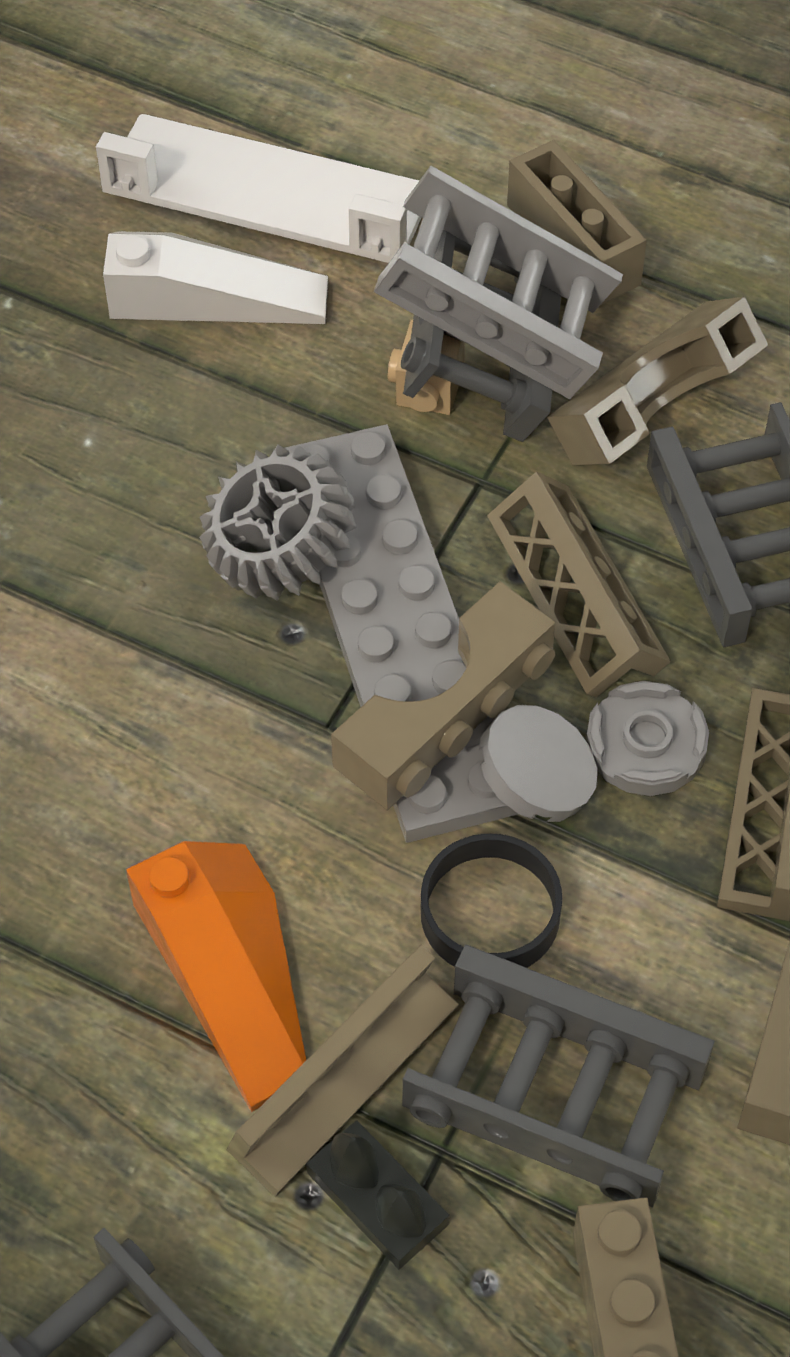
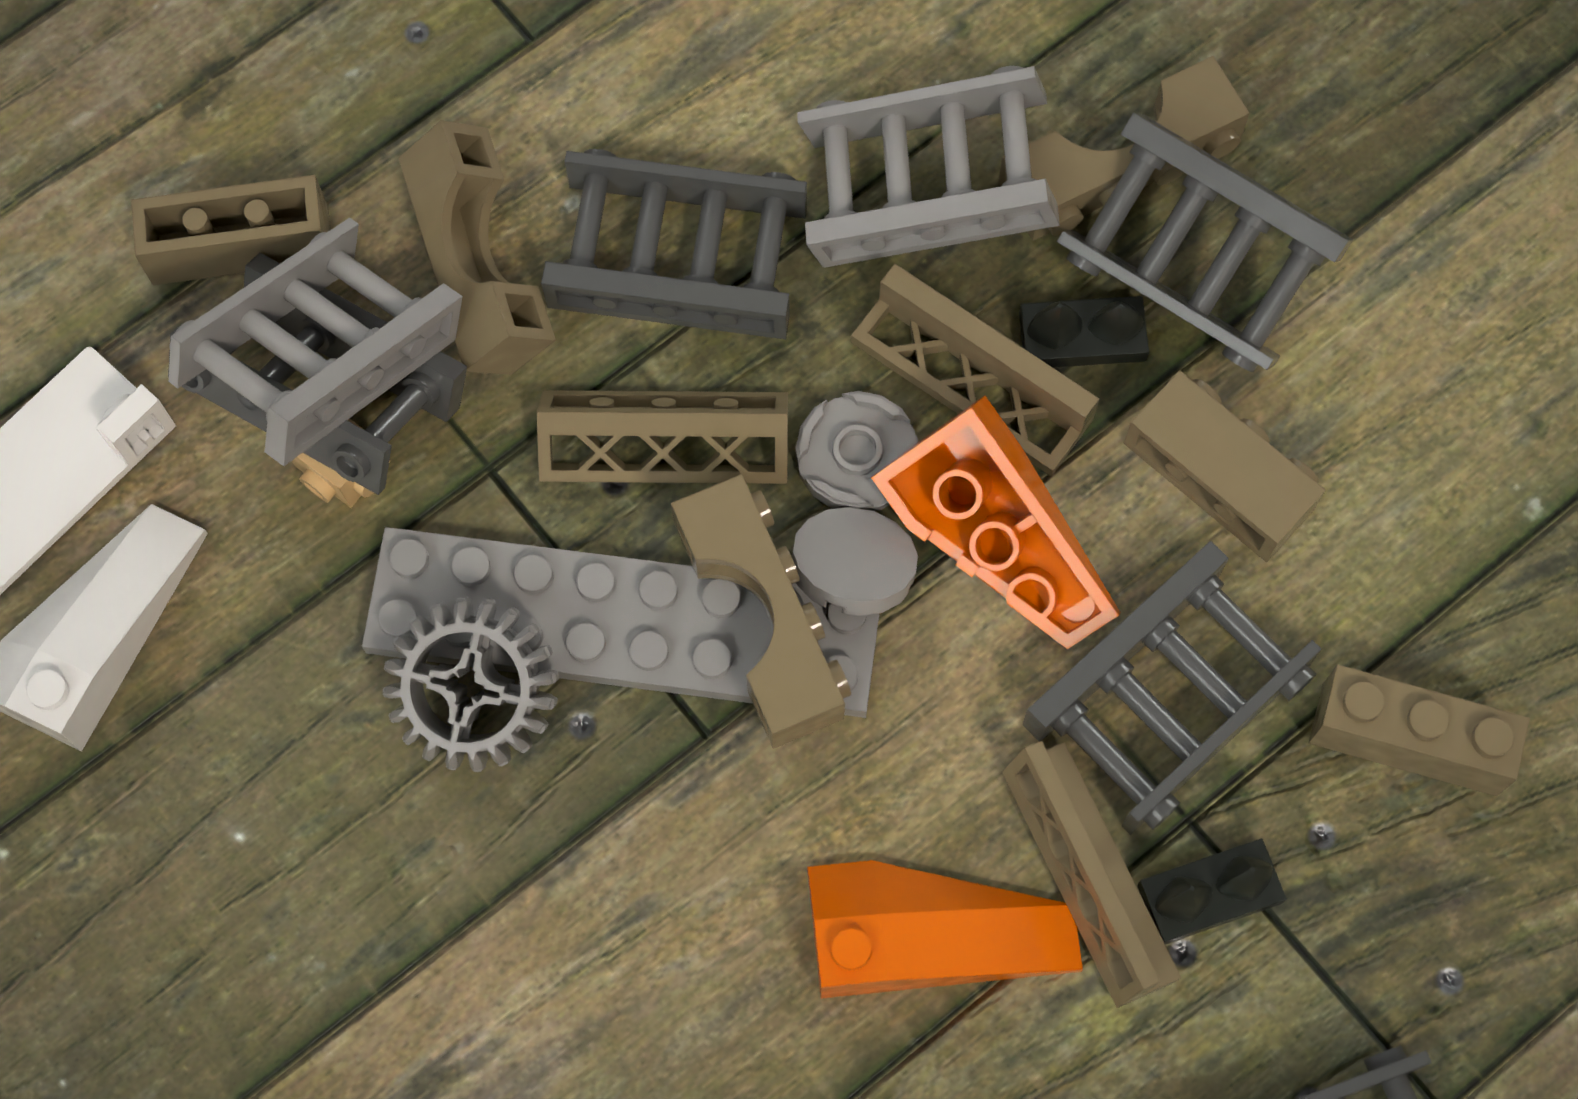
camera: 65 degrees left, 15 degrees up
(500, 847) = (988, 608): black tyre -> none
(649, 852) = (991, 513): none -> orange wedge

